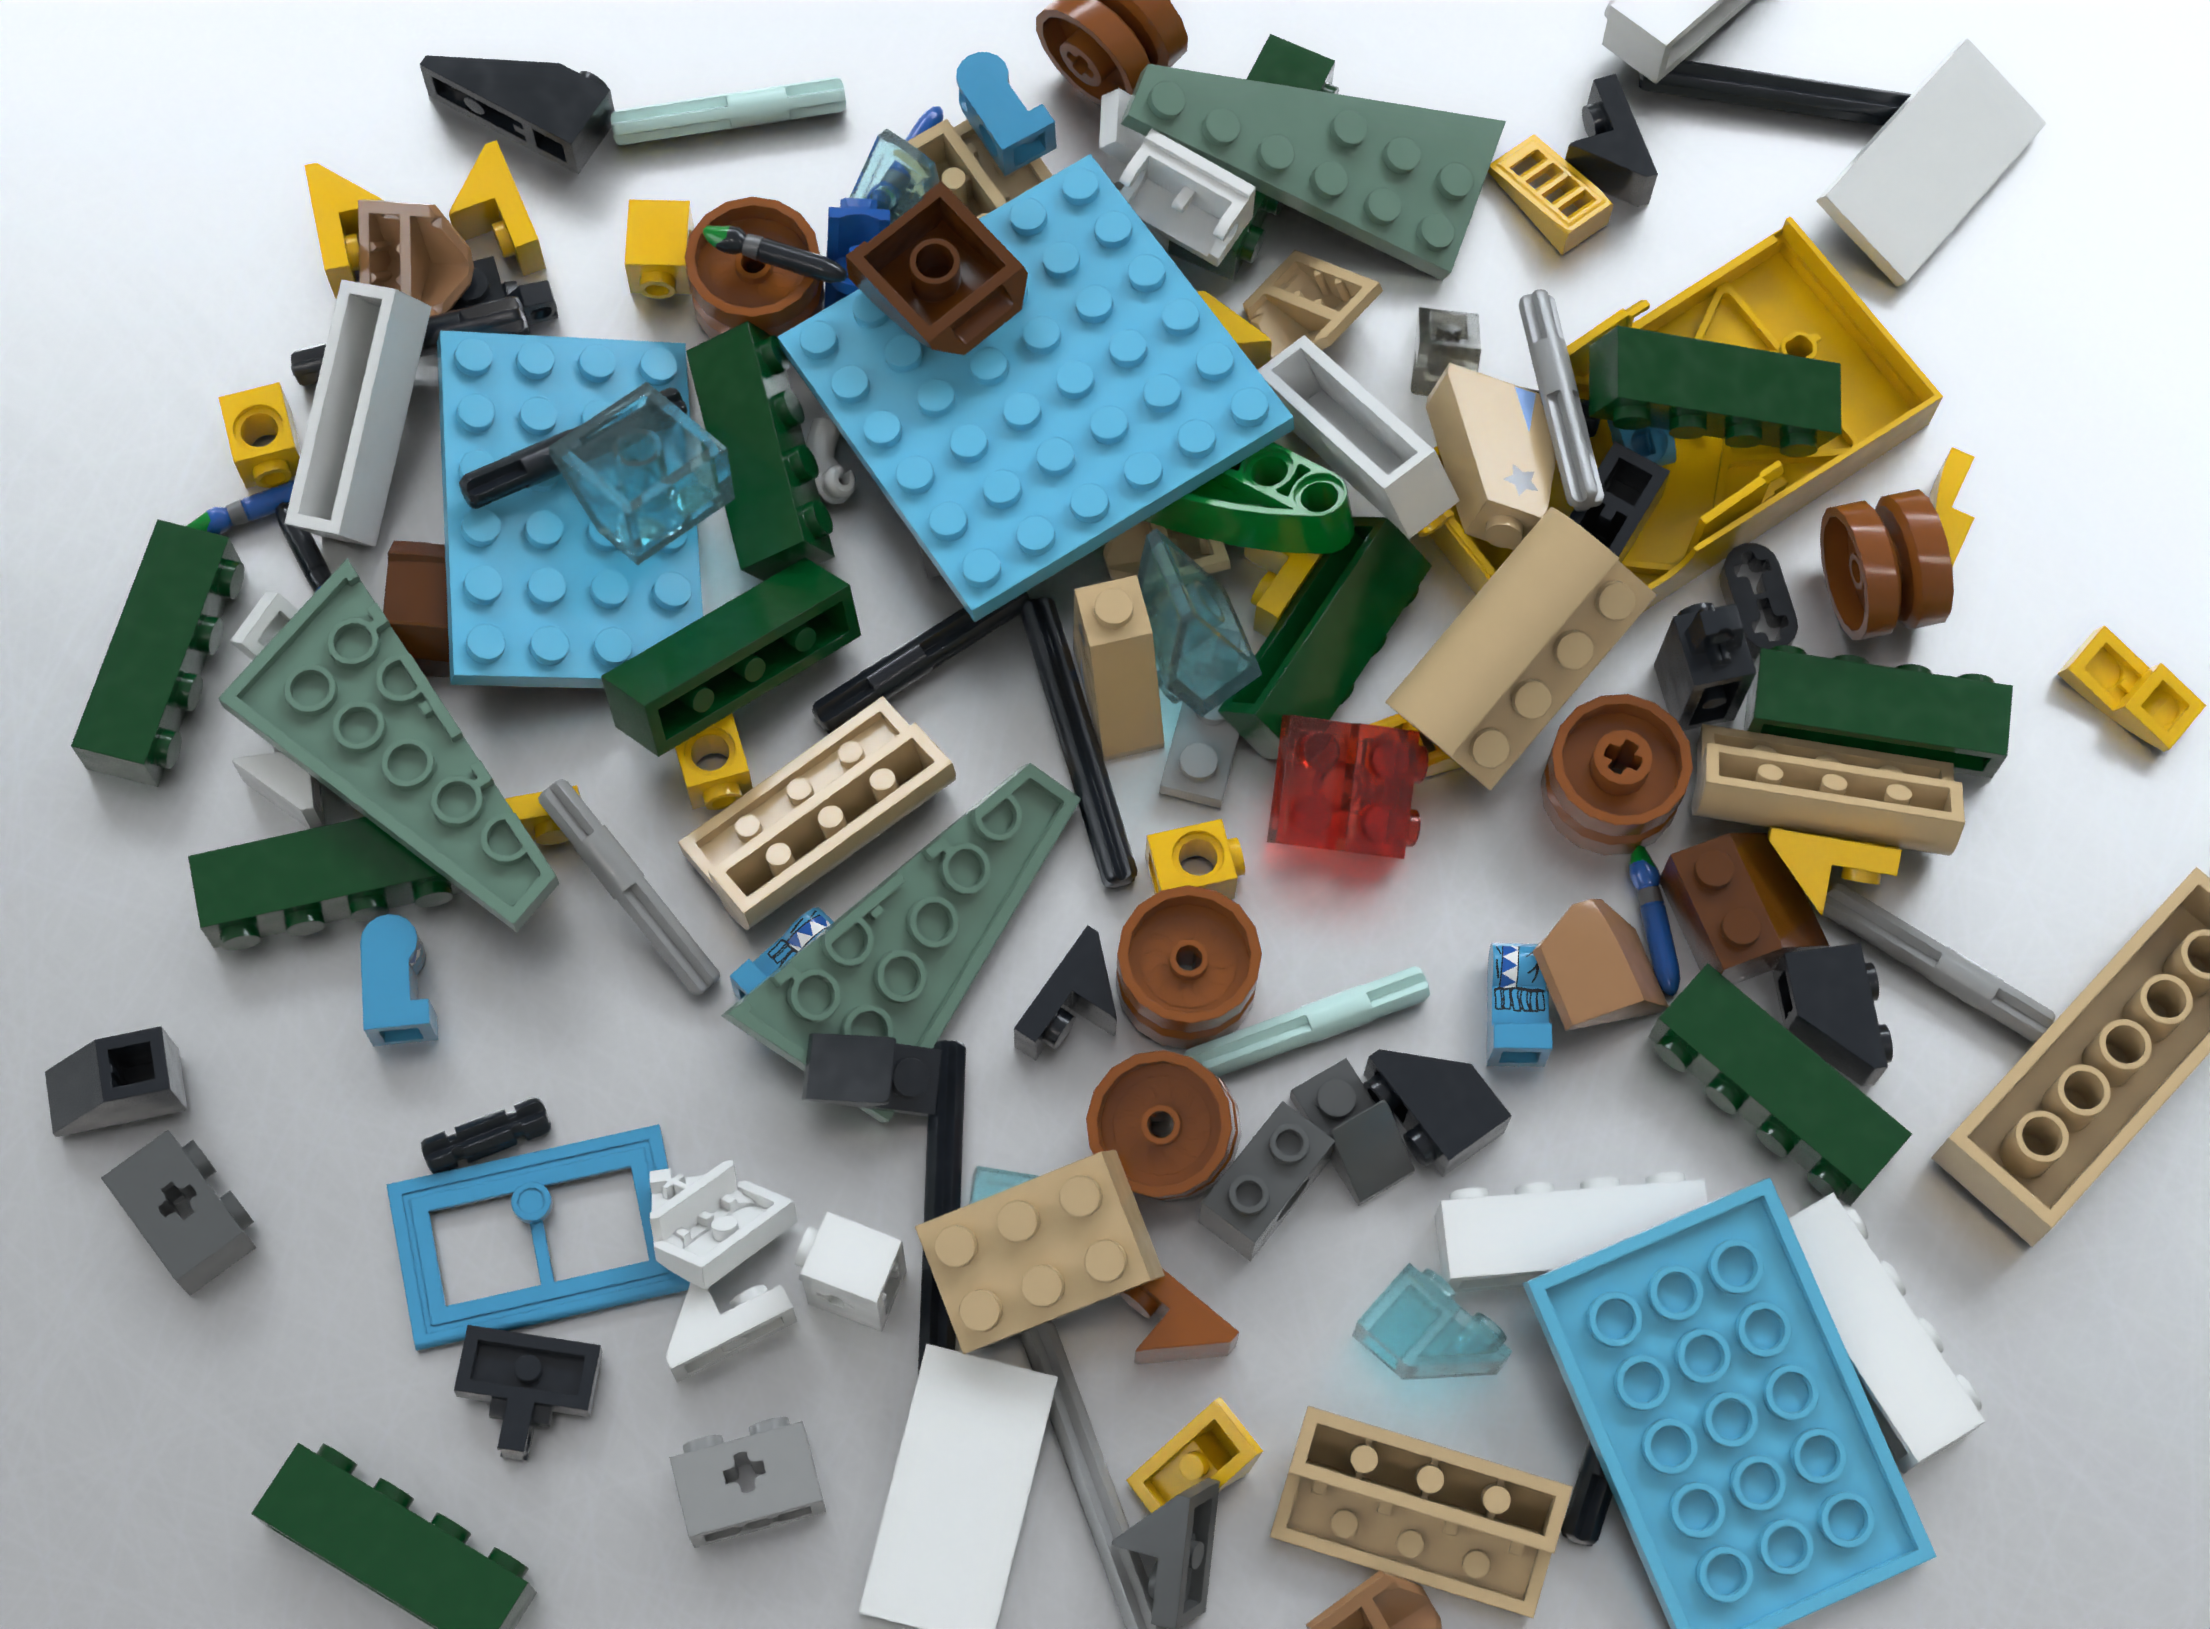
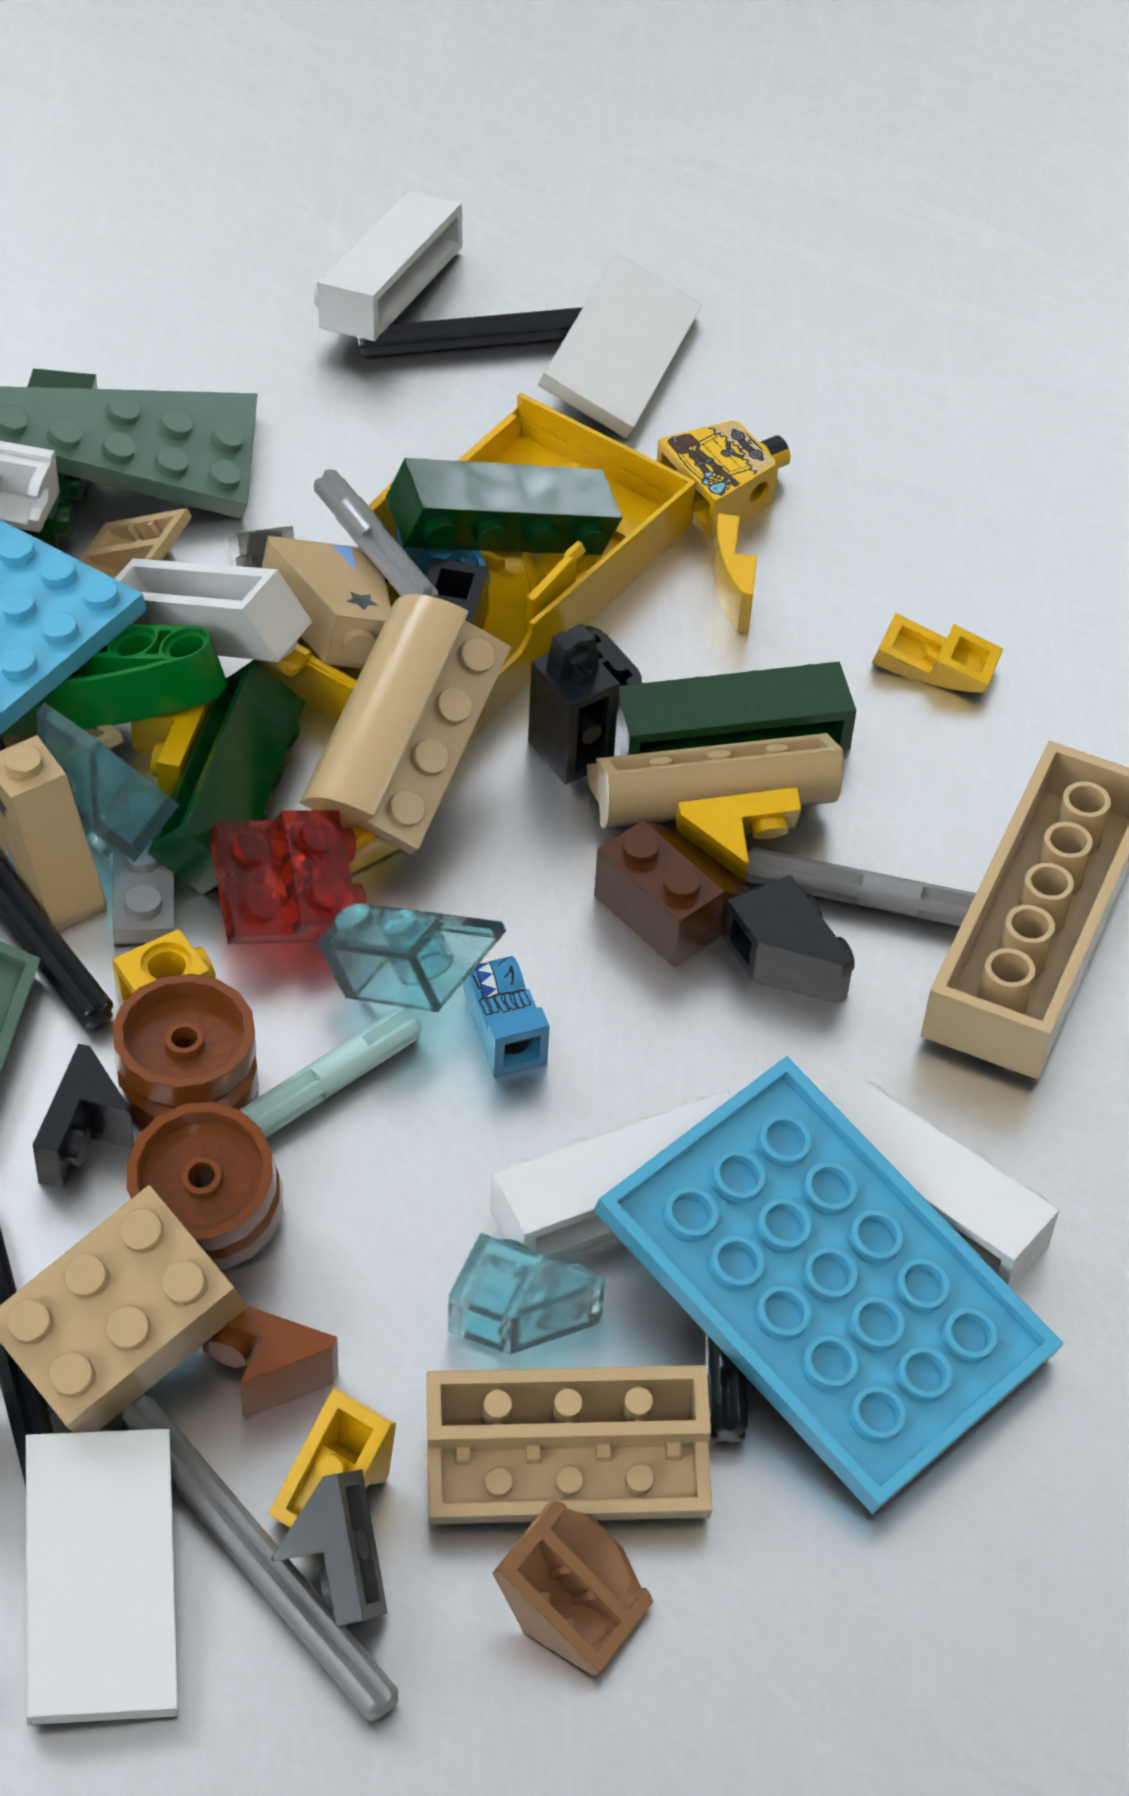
camera: 20 degrees left, 20 degrees down
(1266, 1181) = (319, 1213): dark grey brick -> none
(1366, 1137) = (390, 1156): dark grey slope -> none
(1440, 1105) = (460, 1108): black slope -> none
(1444, 909) = (405, 953): none -> clear light blue slope
(1562, 231) = (328, 437): yellow slope -> none
(1597, 968) = (565, 961): medium nougat slope -> none
(1614, 151) = (354, 392): black slope -> none
(1616, 774) = (526, 813): dark orange wheel -> none
(1656, 924) = (602, 920): blue piece -> none
(1777, 1086) = (760, 1008): dark green brick -> none
(1886, 564) = (698, 602): dark orange wheel -> none
(1984, 377) = (729, 469): none -> yellow torso

